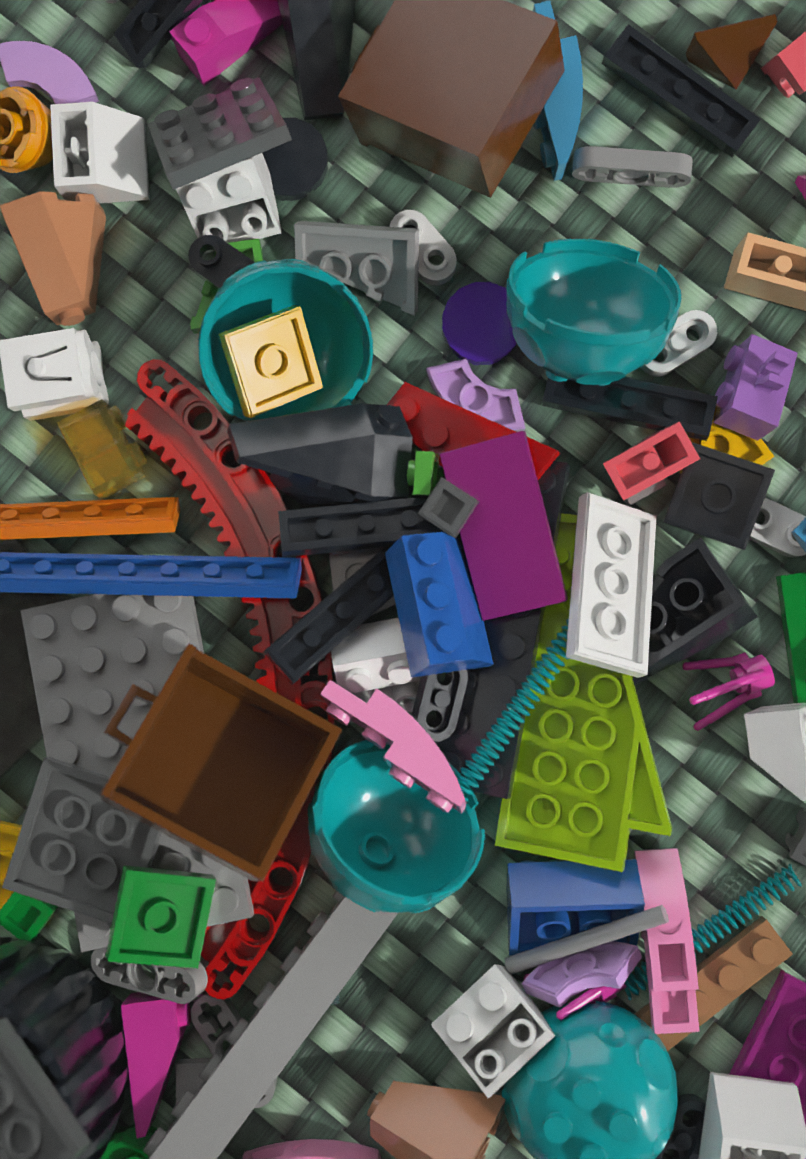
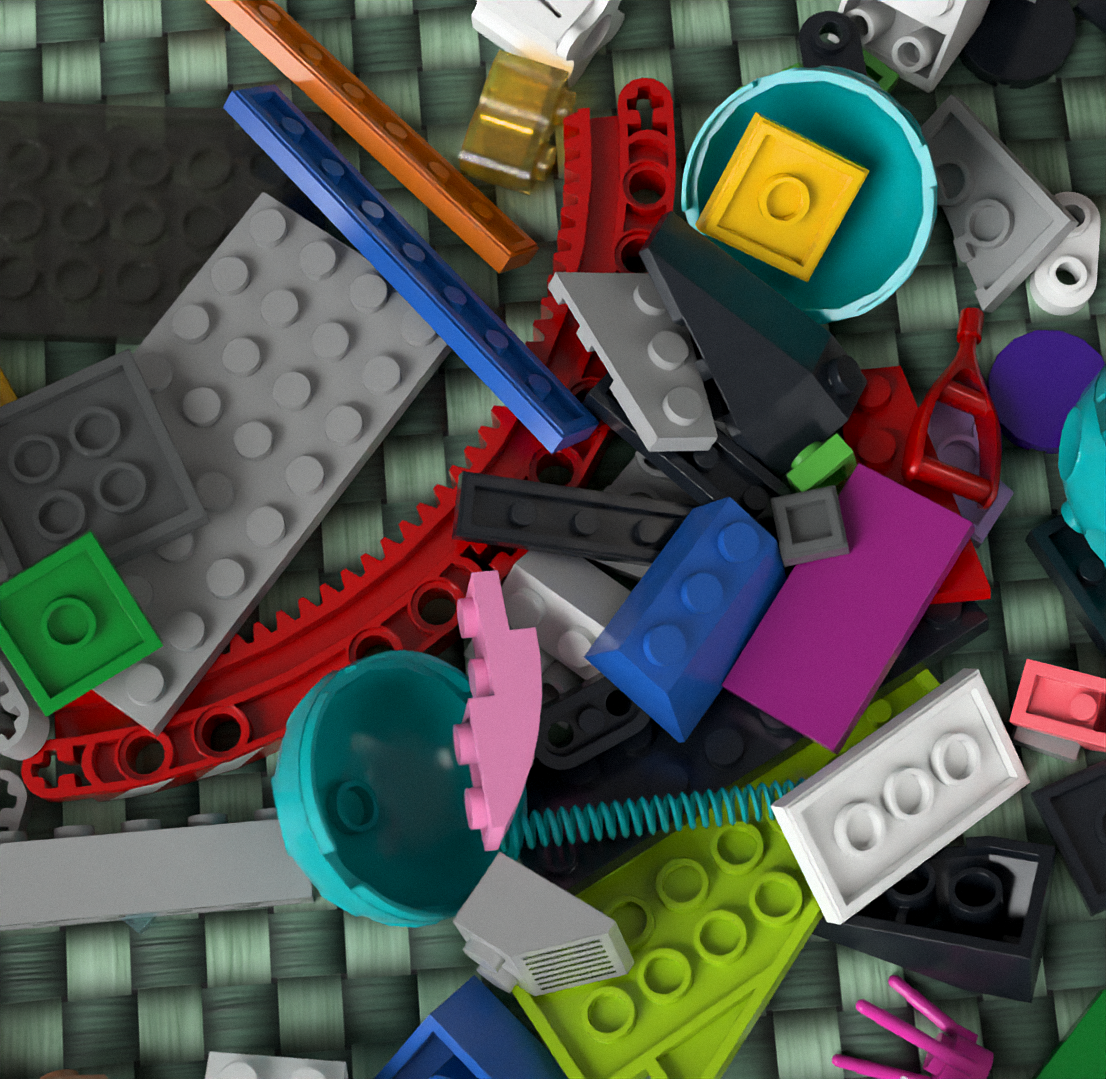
camera: 40 degrees right, 10 degrees down
(218, 763) = (295, 522): reddish brown container -> none
(288, 507) = (644, 355): none -> light grey wing
(452, 366) = (967, 397): none -> red piece
(519, 826) = (537, 933): none -> light grey slope

